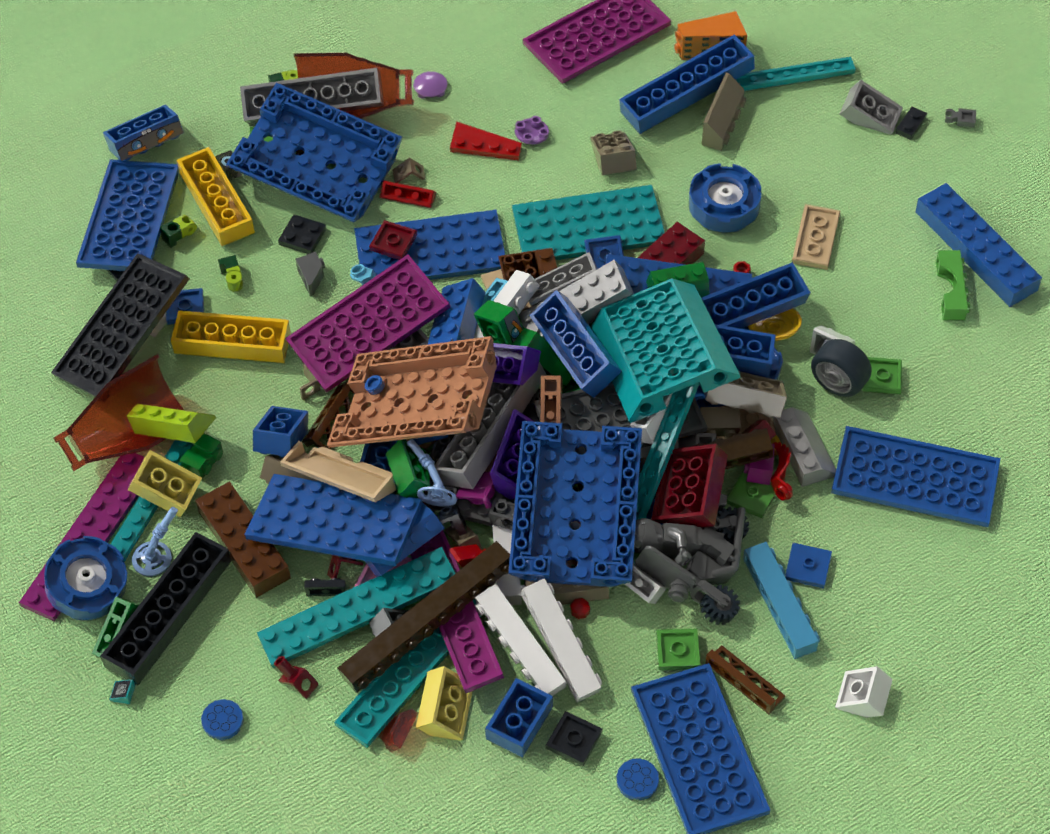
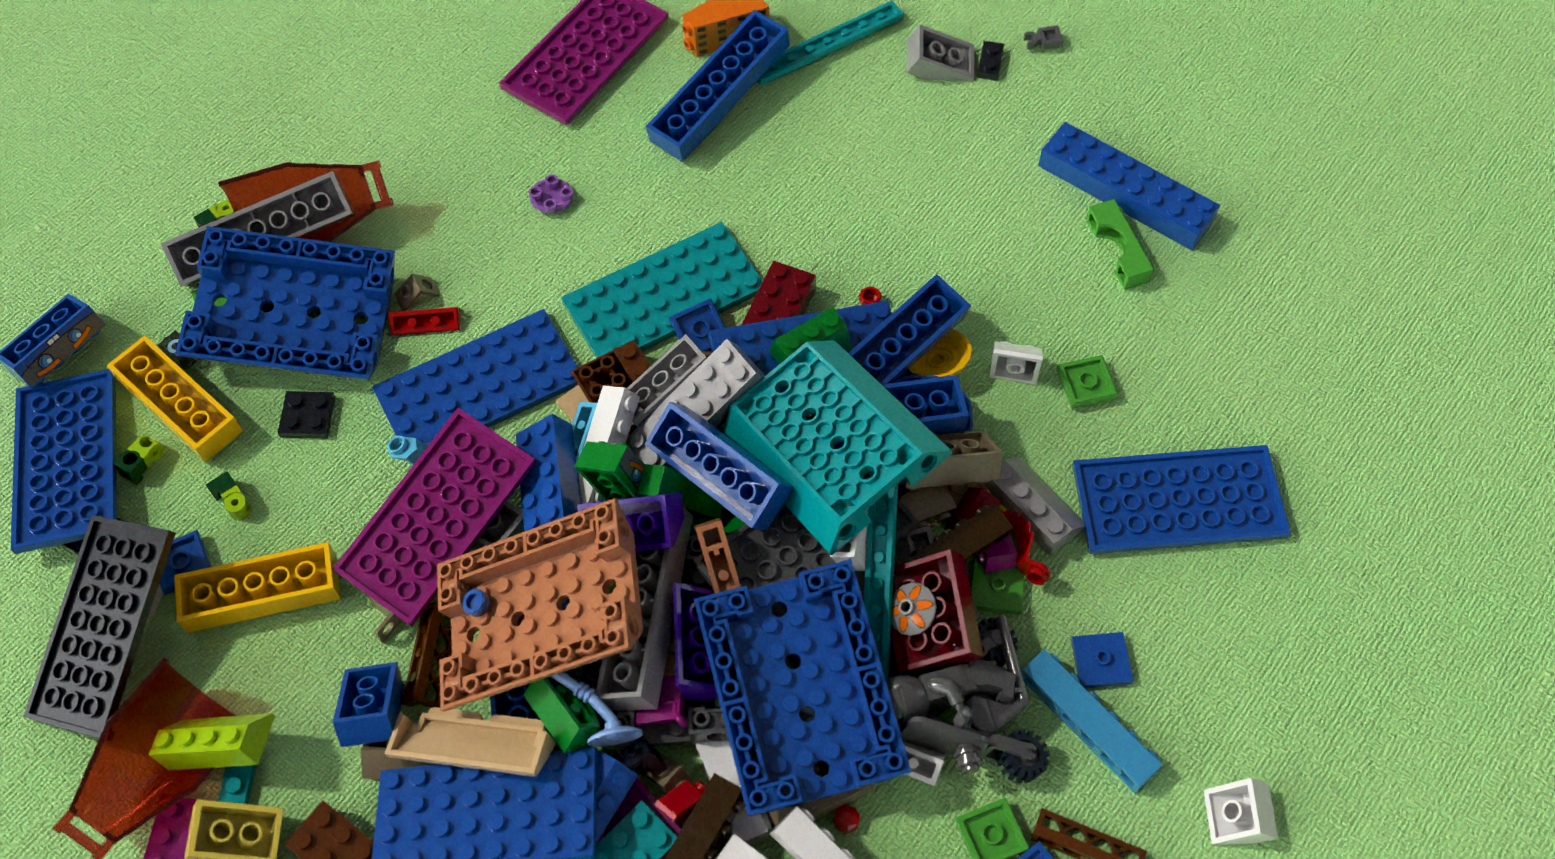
camera: 20 degrees left, 5 degrees up
(202, 455) = (272, 775): green brick -> none
(311, 271) = (334, 462): dark grey slope -> none
(393, 240) = (428, 389): dark red plate -> none
(430, 84) = (404, 171): medium lavender dish -> none
(483, 143) = (490, 228): red wing -> none
(613, 152) = (661, 194): dark tan slope -> none
(676, 479) = (921, 611): none -> light grey dish
(723, 113) = (774, 110): dark tan slope -> none
(724, 198) = (816, 213): blue piece -> none
(816, 237) = (939, 230): tan tile -> none
(841, 368) = (1043, 389): black wheel -> none

